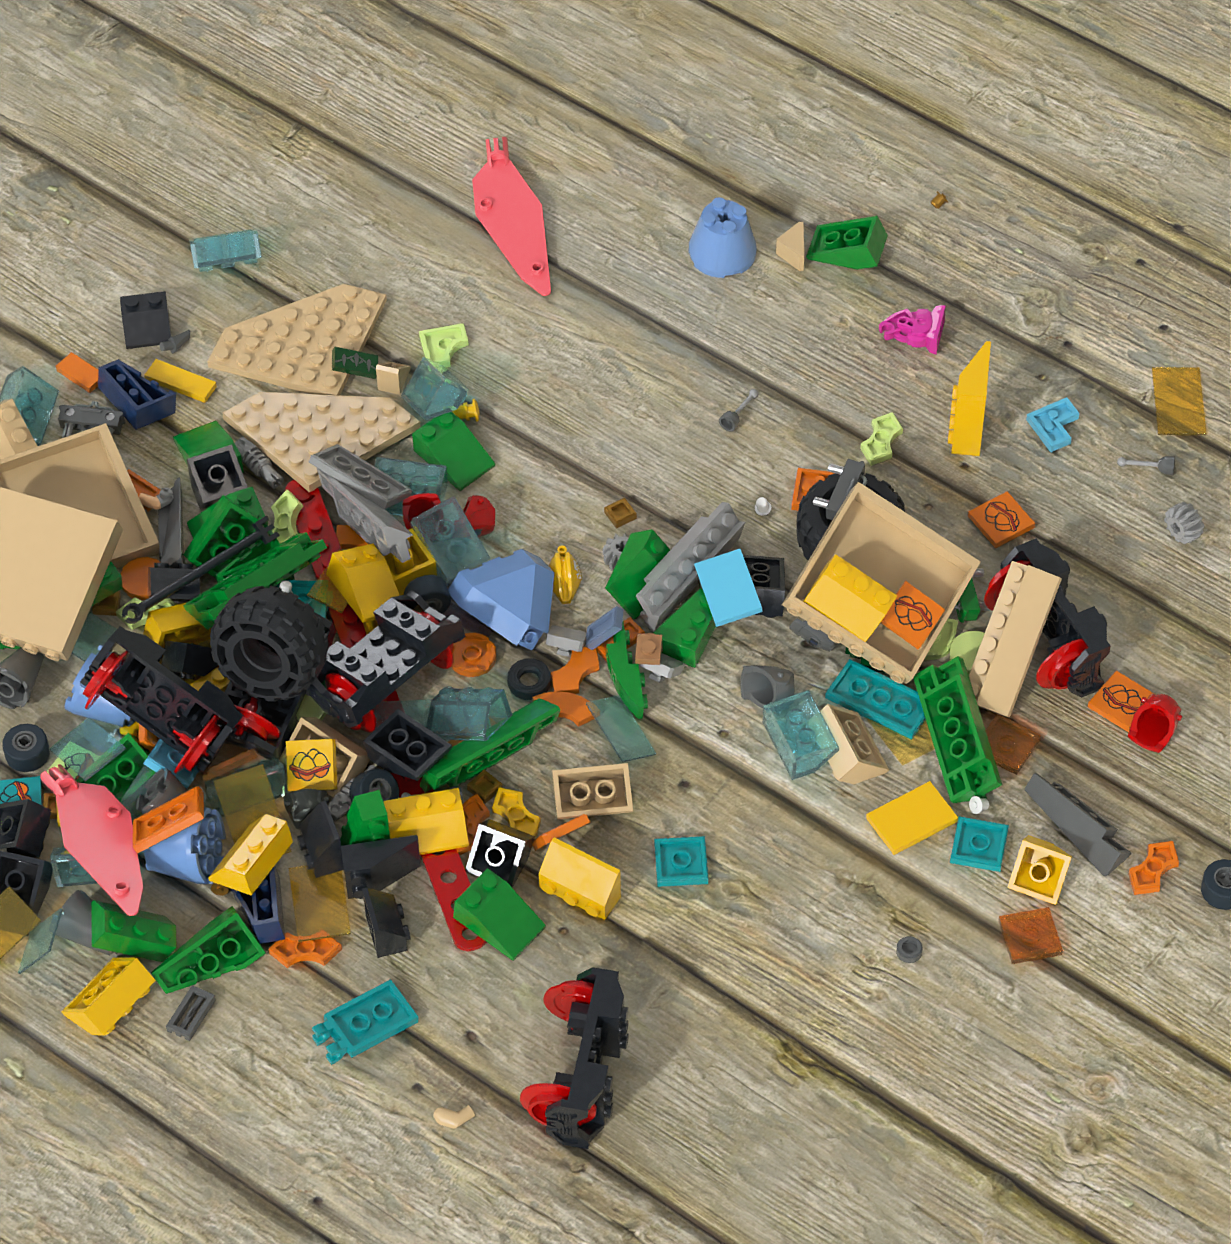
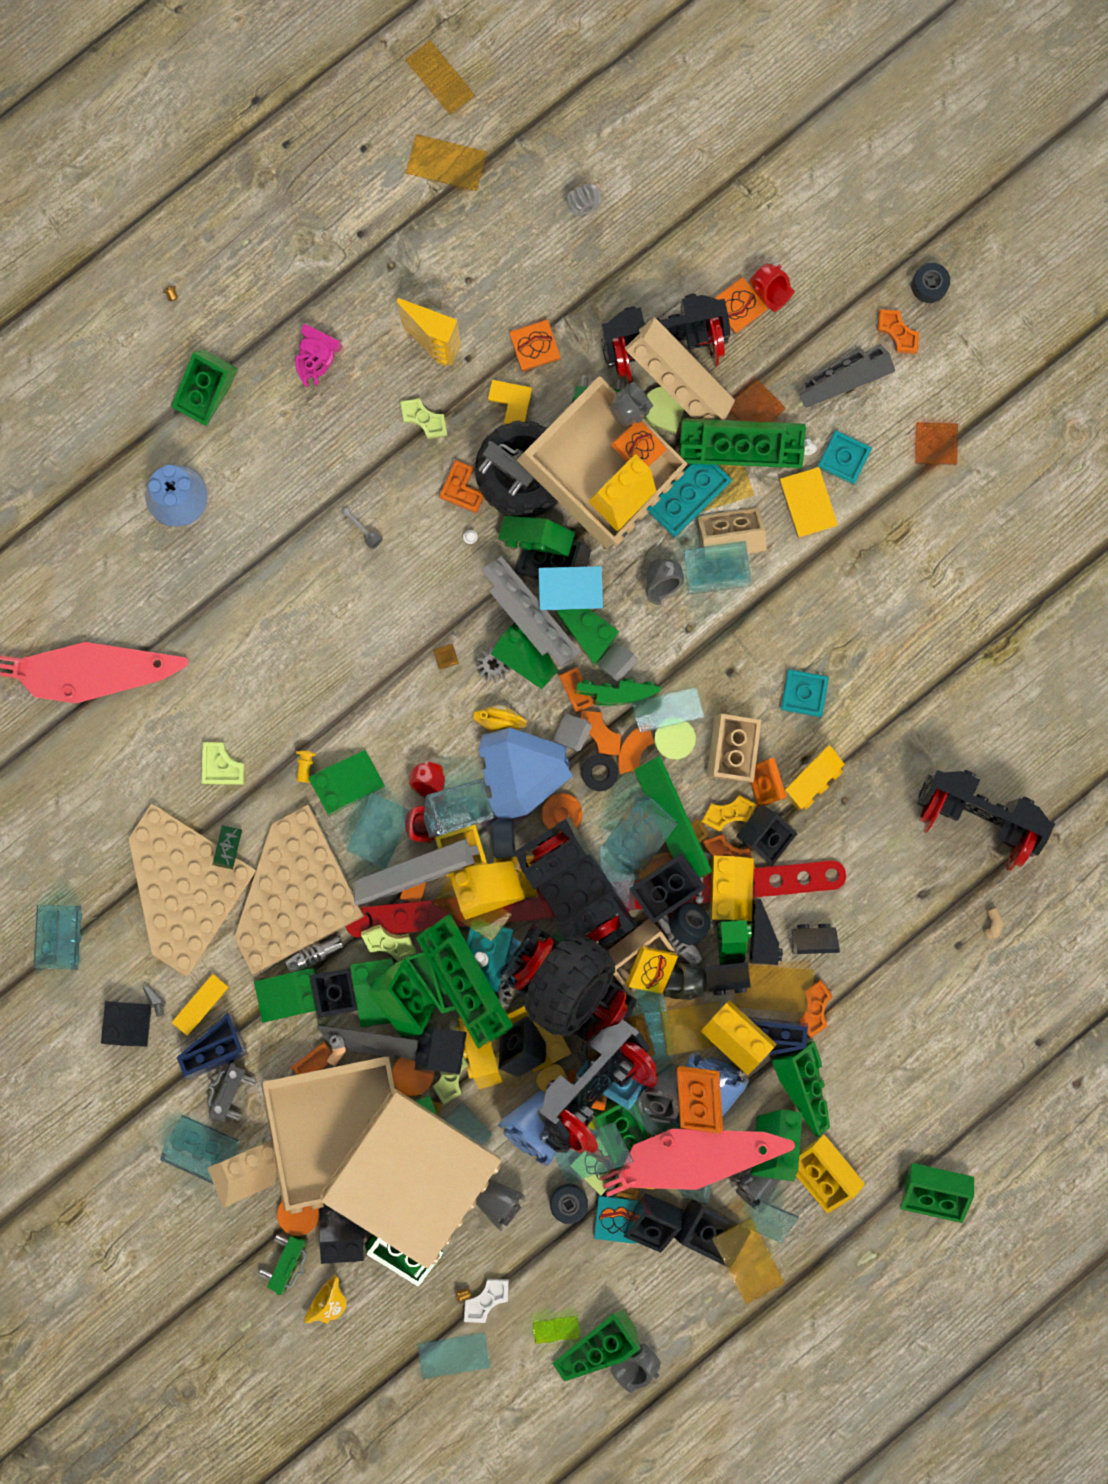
camera: 75 degrees left, 30 degrees up
(79, 372) = (167, 1092): orange tile -> none
(107, 1117) = (937, 1193): none -> green slope
(181, 1030) = (839, 1099): dark grey tile -> none
(260, 533) = (411, 963): black hinge -> none
(360, 476) = (374, 869): light grey tile -> none
(365, 1021) = (894, 973): teal tile -> none
(391, 376) = (245, 816): tan slope -> none
(434, 390) = (284, 785): clear light blue slope -> none
(498, 915) = (827, 849): green slope -> none
(587, 744) = (675, 740): none -> yellowish green tile
(604, 627) = (578, 699): sand blue tile -> none
(648, 649) = (611, 668): medium nougat bracket -> none
(780, 551) = (535, 535): none -> green wedge
(791, 246) = (195, 434): tan slope -> none
(909, 949) = (927, 539): dark grey tile -> none
(935, 511) = (513, 395): none -> yellow tile
(957, 591) = (630, 405): none -> dark grey helmet
(1040, 869) = (883, 418): yellow slope -> none
(1049, 423) = (447, 277): medium azure plate -> none
(1165, 464) = (514, 194): hinge -> none

